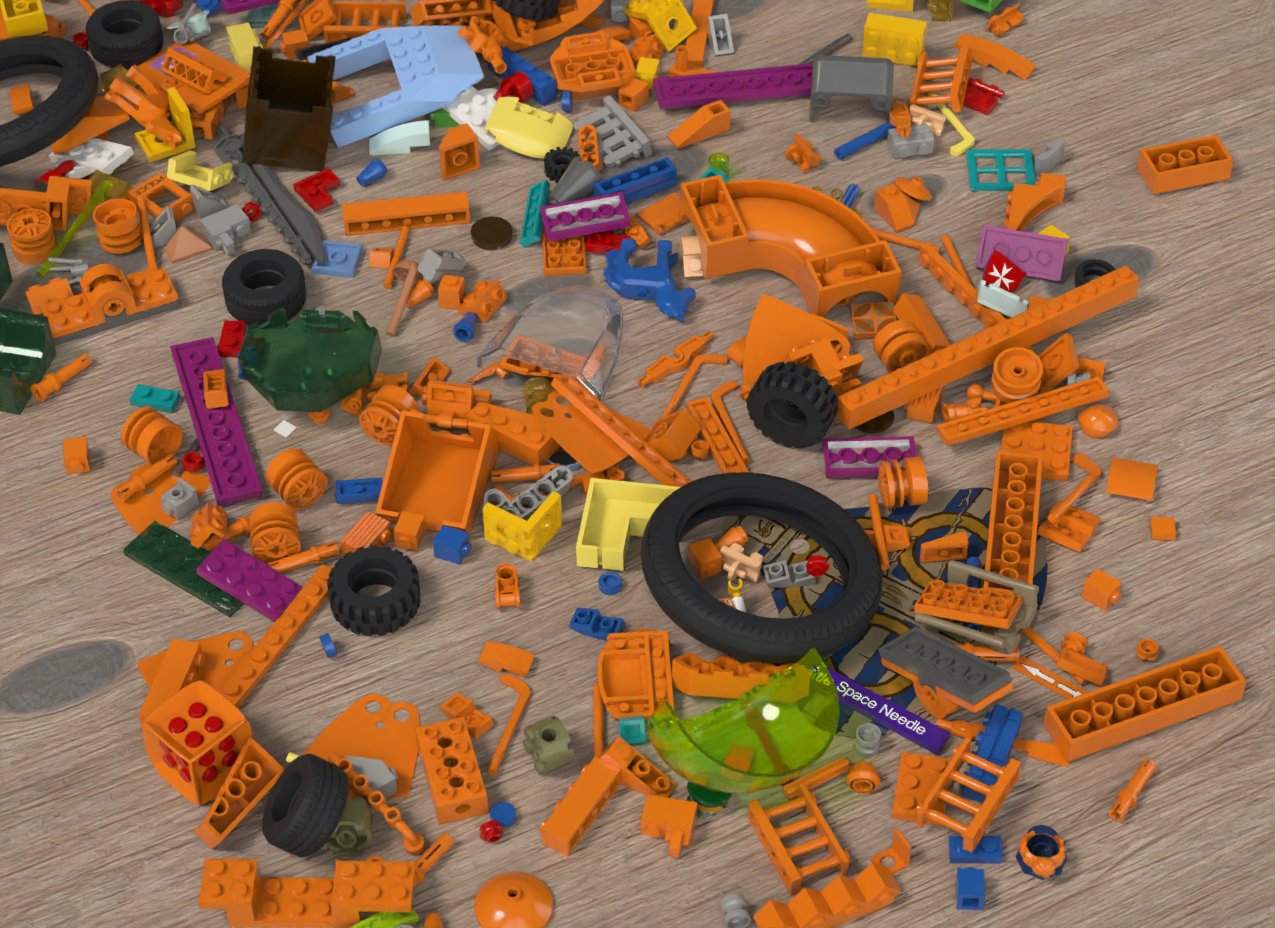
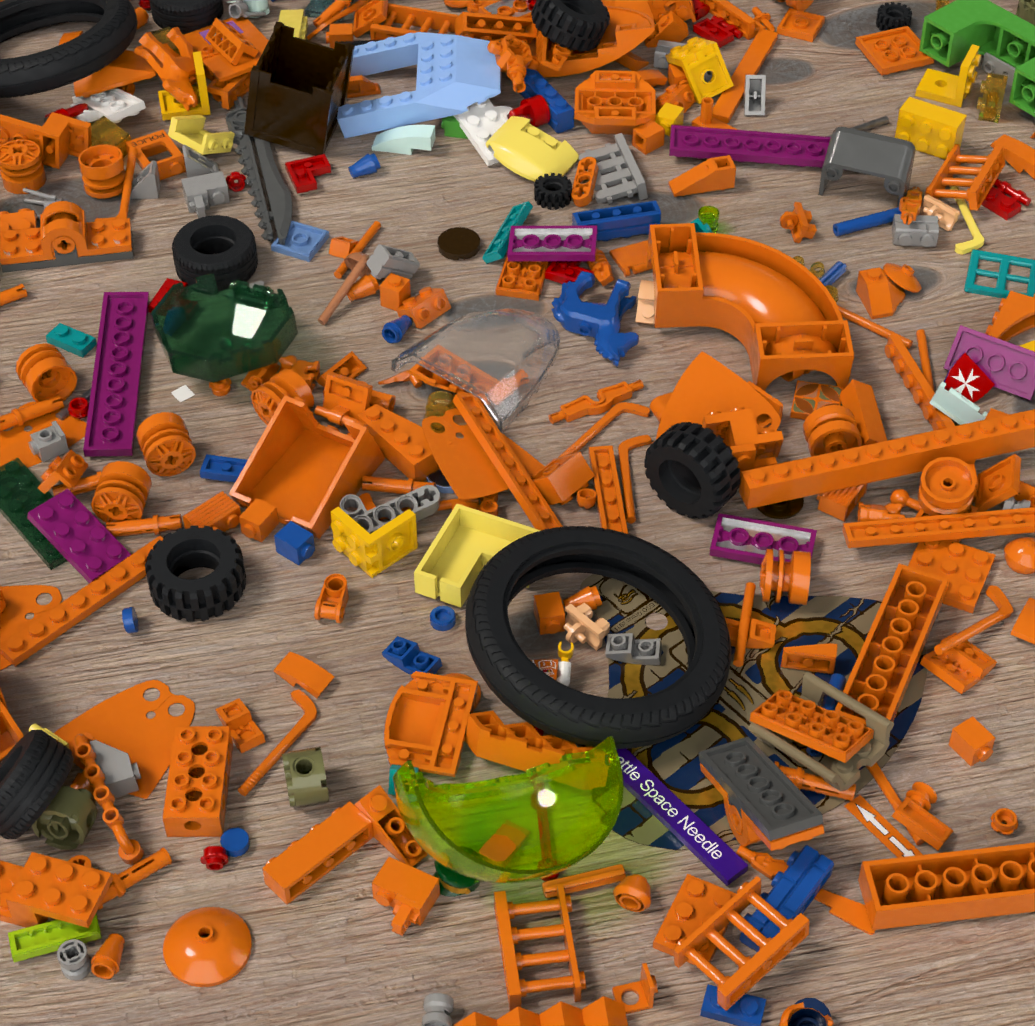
camera: 15 degrees right, 0 degrees up
(96, 199) = (91, 141): clear neon green bar -> none
(186, 244) = (163, 201): nougat slope -> none
(215, 391) = (127, 341): orange slope -> none
(409, 211) = (388, 209): orange brick -> none
(459, 152) = (452, 160): orange slope -> none
(567, 101) = (580, 132): blue tile -> none
(575, 183) = (555, 209): dark grey cone -> none
(598, 721) = (372, 766): orange bar -> none
(817, 565) = (652, 646): red plate -> none
(867, 740) = (653, 852): light grey wheel -> none
(1128, 797) = (929, 988): orange pin -> none

